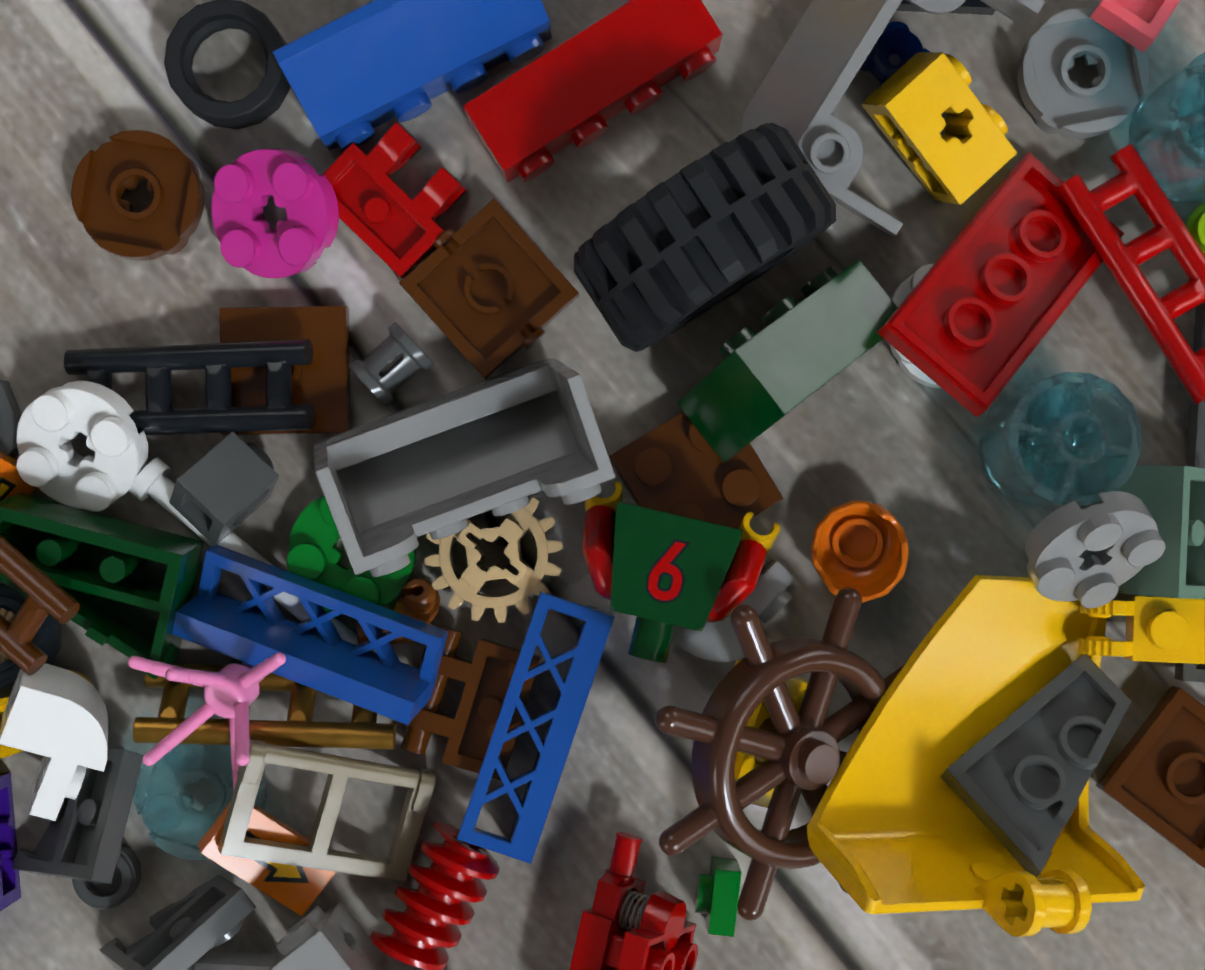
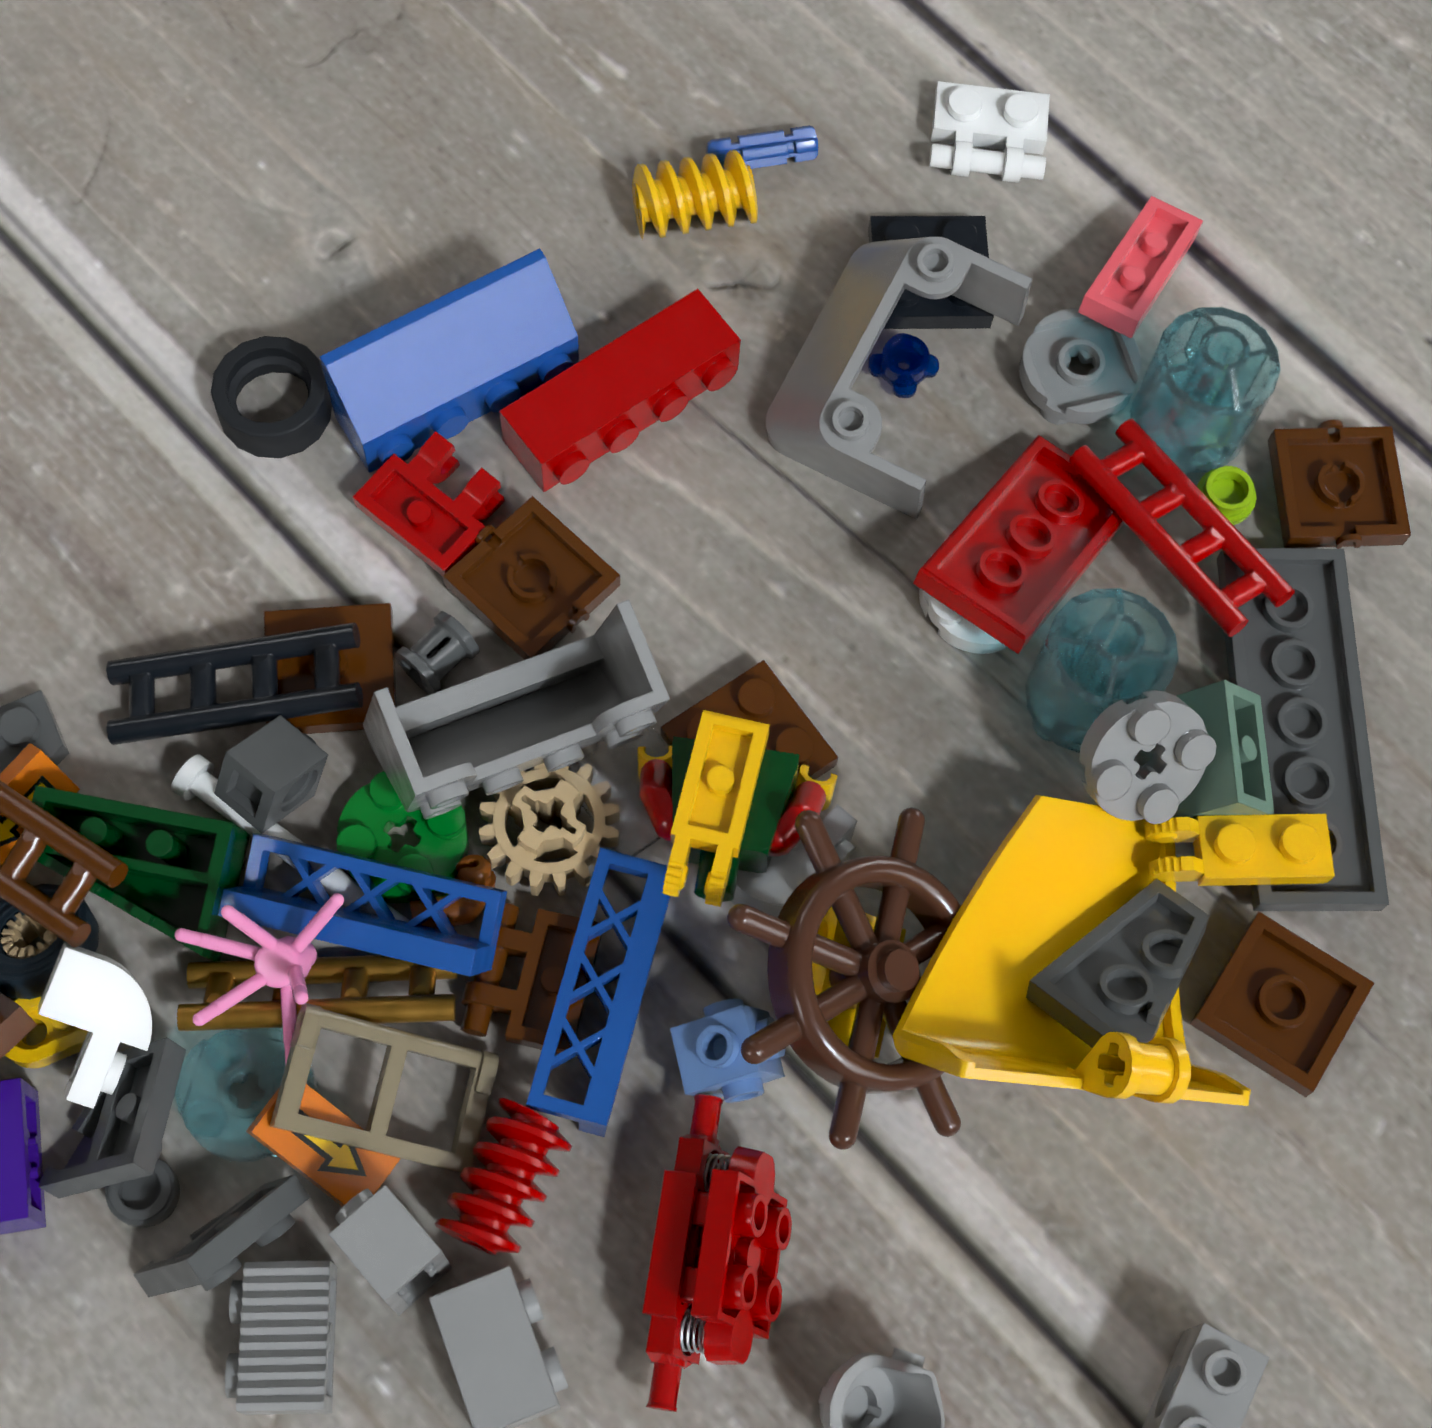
camera: 10 degrees left, 20 degrees down
(54, 465) = (87, 748): white plate -> none
(118, 165) = (189, 549): reddish brown plate -> none
(239, 213) = (343, 542): dark pink plate -> none
(646, 793) = (711, 1052): none -> medium blue brick
(655, 580) = (716, 799): none -> yellow hinge
(703, 235) = (737, 494): black tyre -> none
(719, 895) = (808, 1158): green plate -> none
(789, 359) = (825, 613): wedge -> none
(860, 549) = (924, 782): orange hair -> none
(910, 117) = (923, 402): yellow brick -> none

